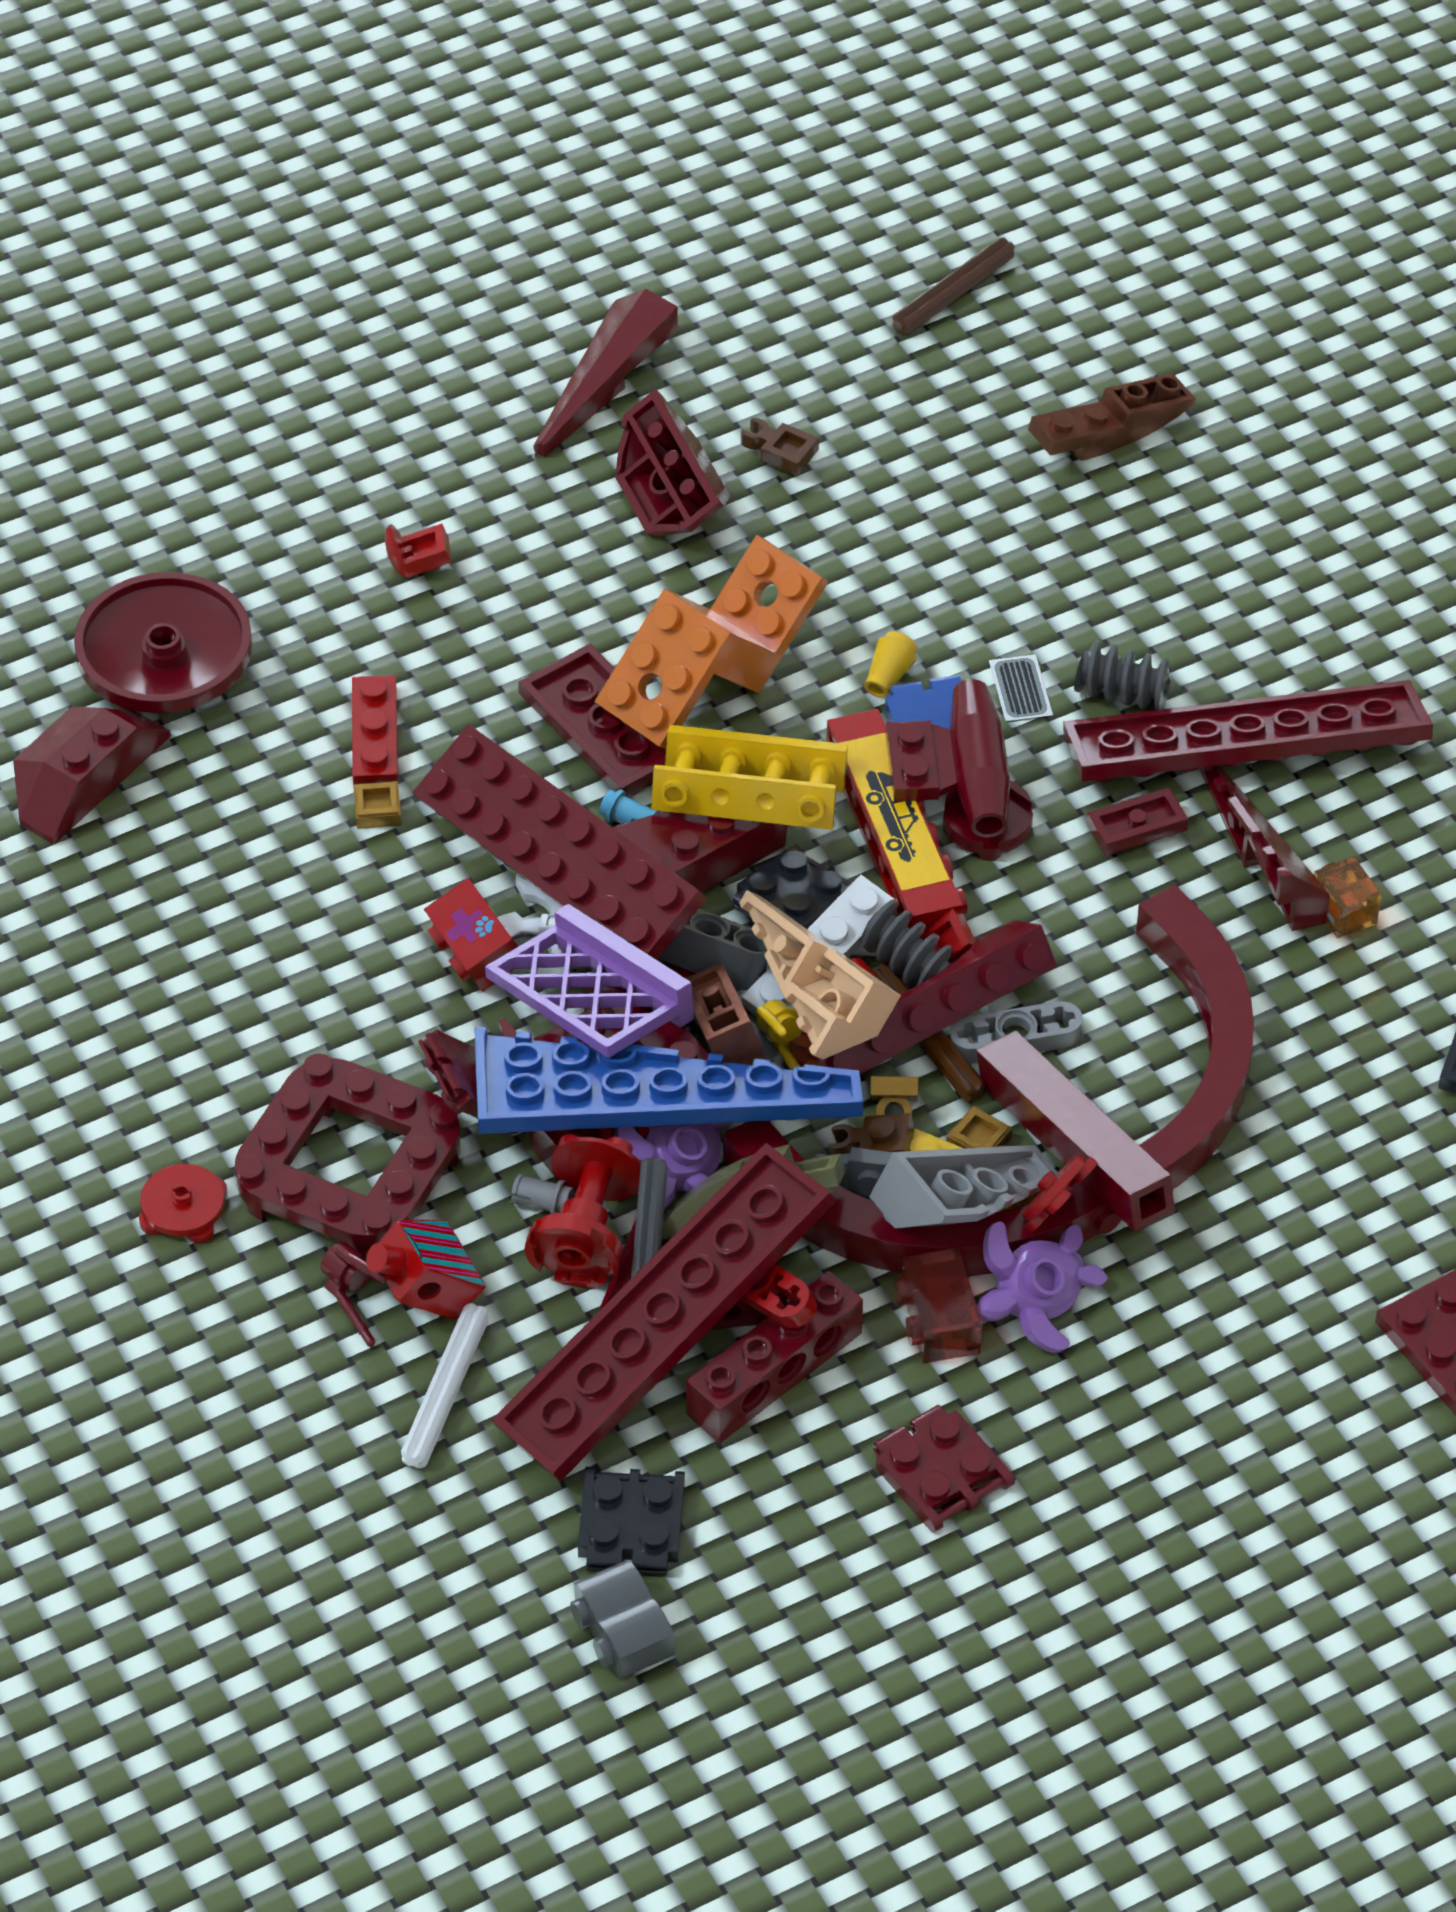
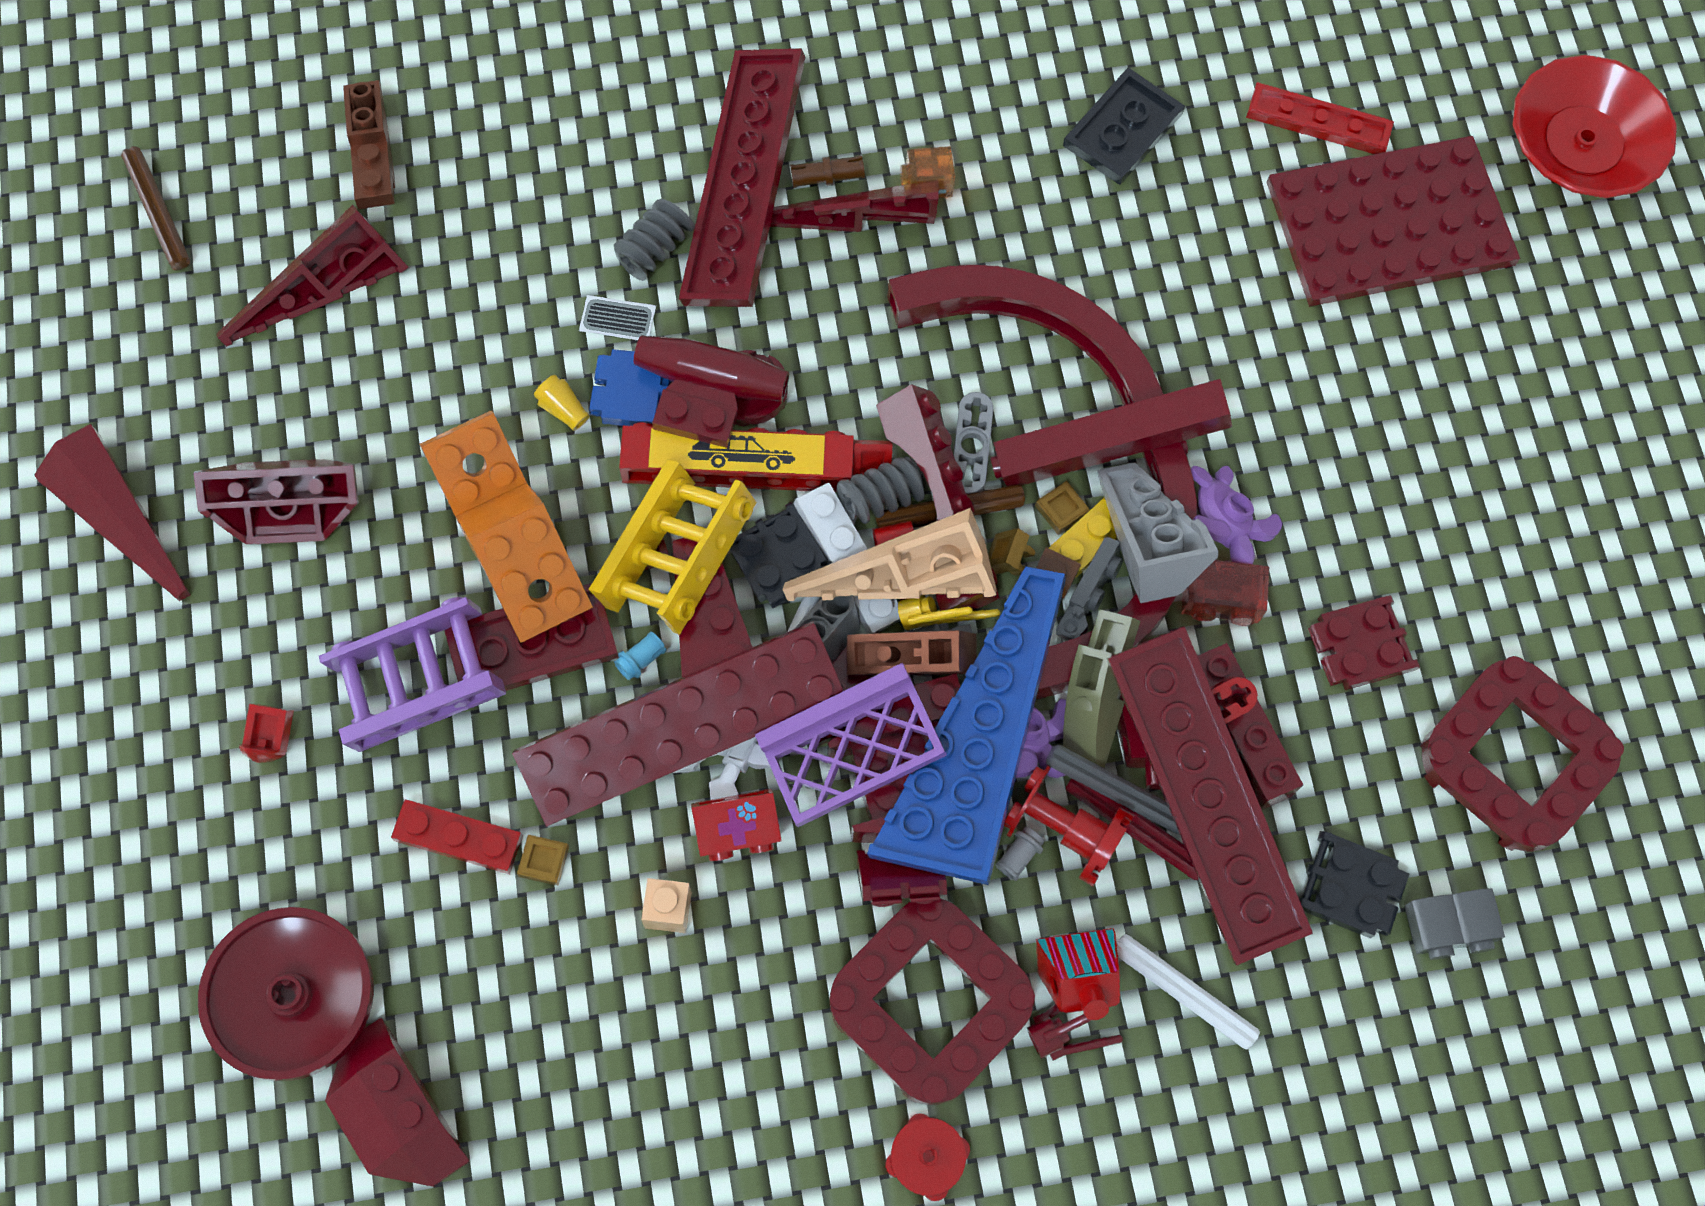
camera: 75 degrees left, 20 degrees up
(363, 906) = (666, 905): none -> light nougat brick
(508, 660) = (440, 699): none -> medium lavender fence
(783, 448) = (281, 397): reddish brown plate -> none
(839, 1706) = (1566, 798): none -> dark red plate
(967, 443) = (336, 263): none -> dark red wedge
(1056, 1190) = (1185, 465): red piece -> none
(1137, 821) = (798, 285): dark red plate -> none
(1299, 807) = (827, 171): none -> reddish brown pin

